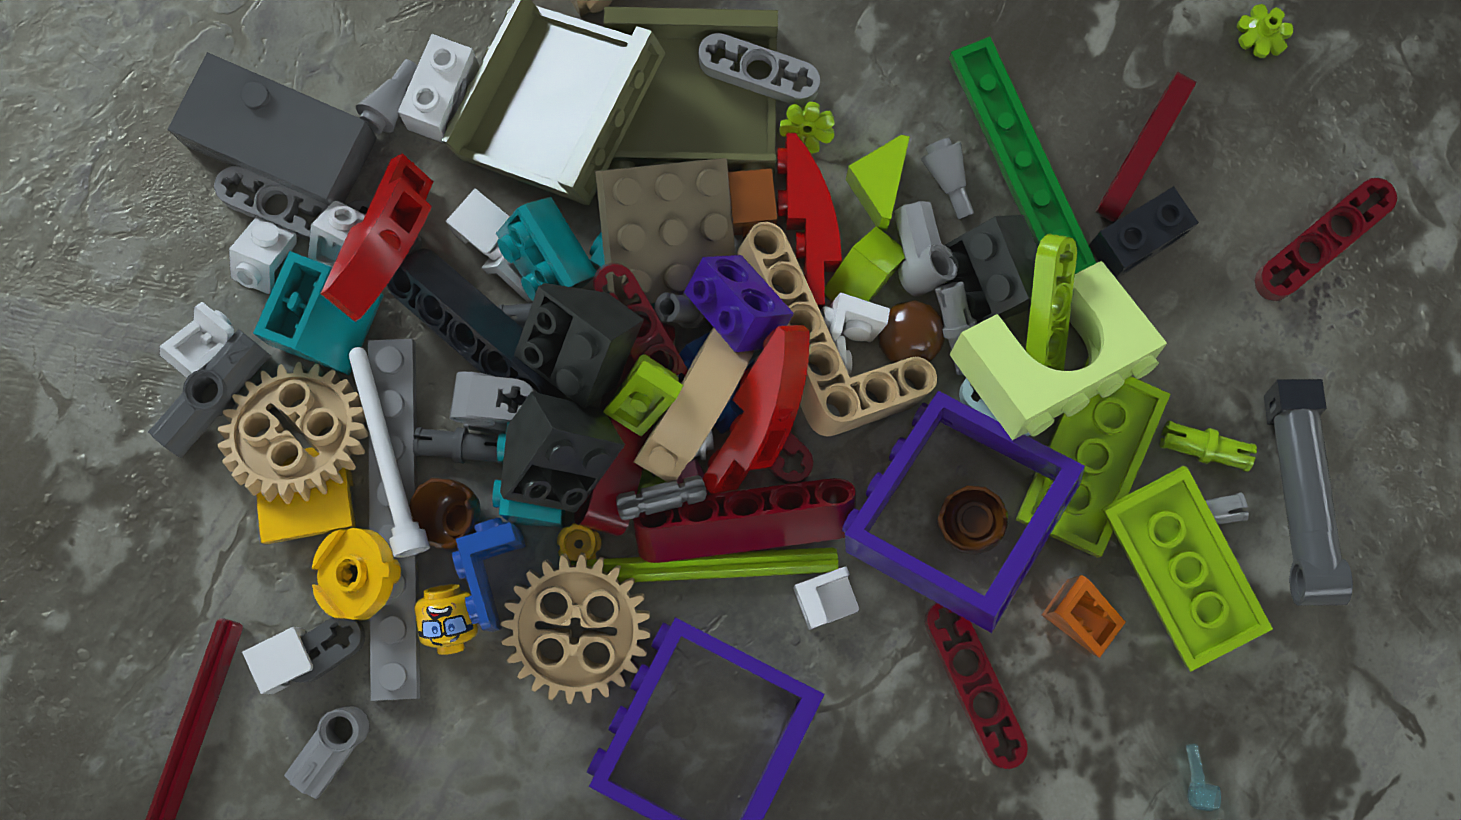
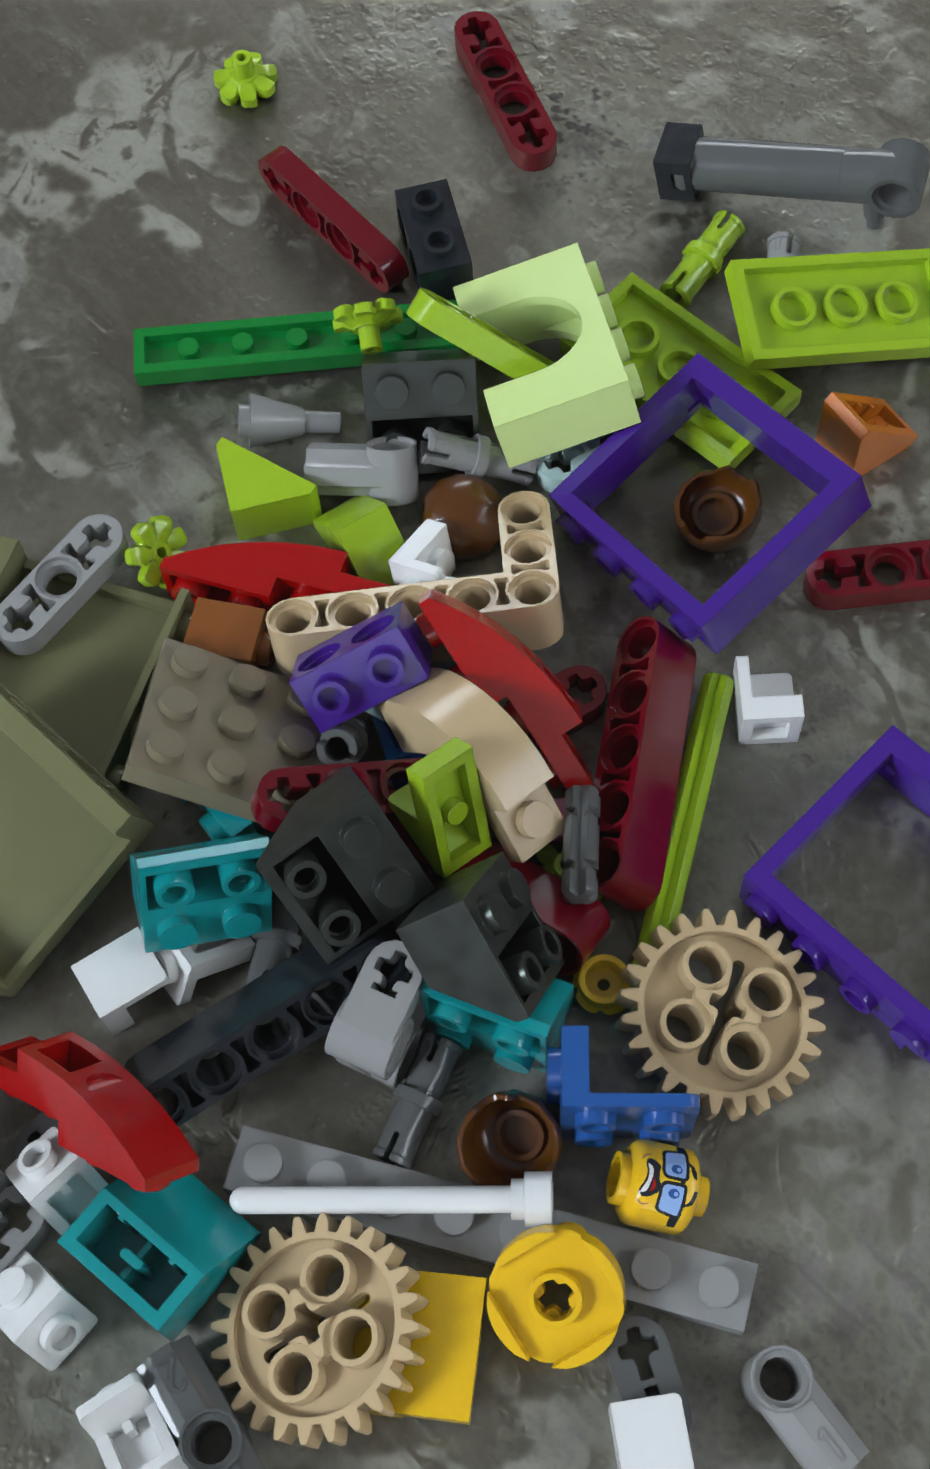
camera: 65 degrees left, 15 degrees down
(1041, 208) = (367, 321): none -> lime plant

